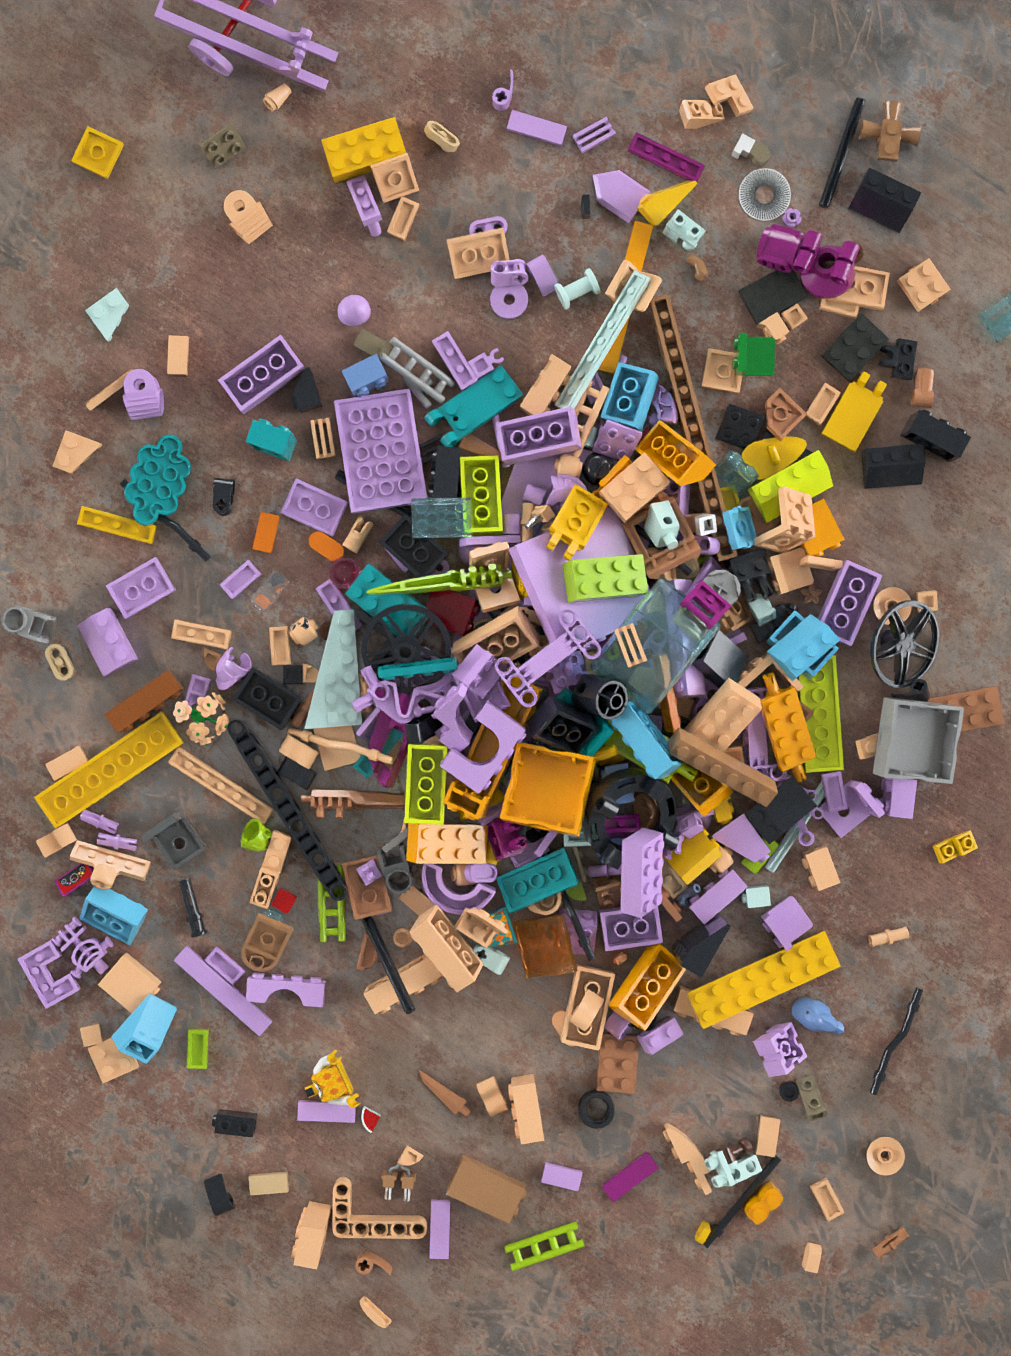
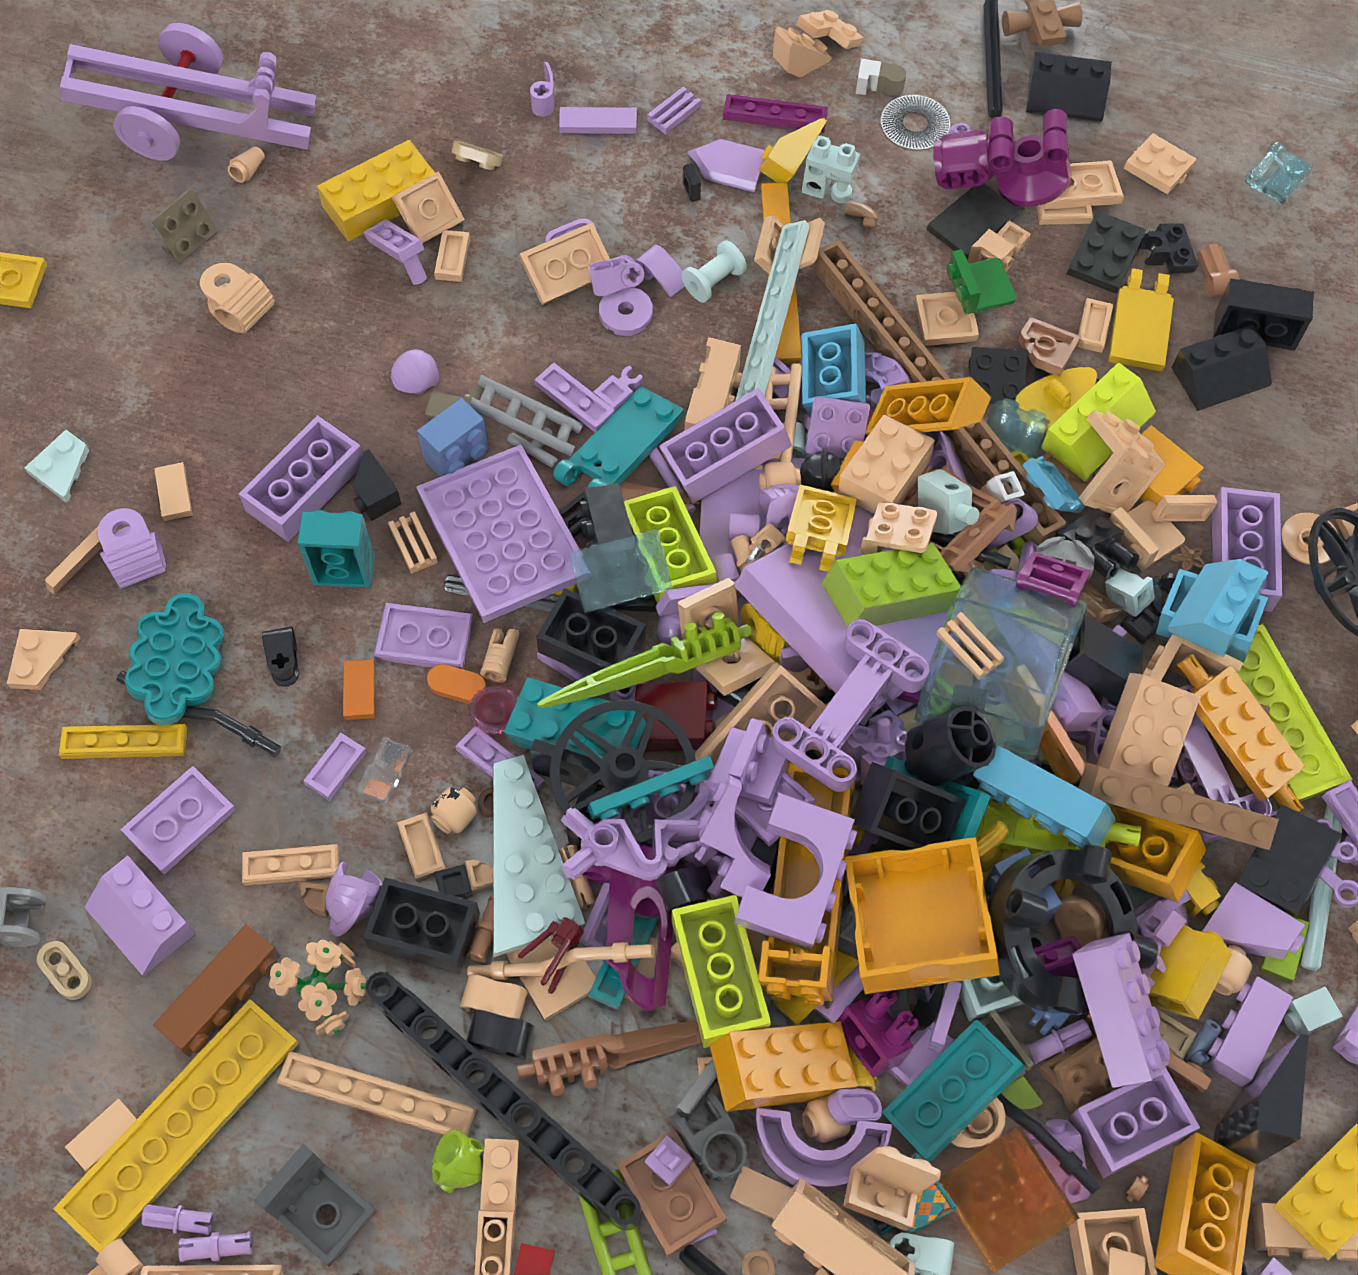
camera: 25 degrees left, 25 degrees down
(197, 688) = (297, 941): lavender tile -> none
(347, 731) = (565, 938): none -> dark red plant
(623, 541) = (899, 528): none -> light nougat bracket

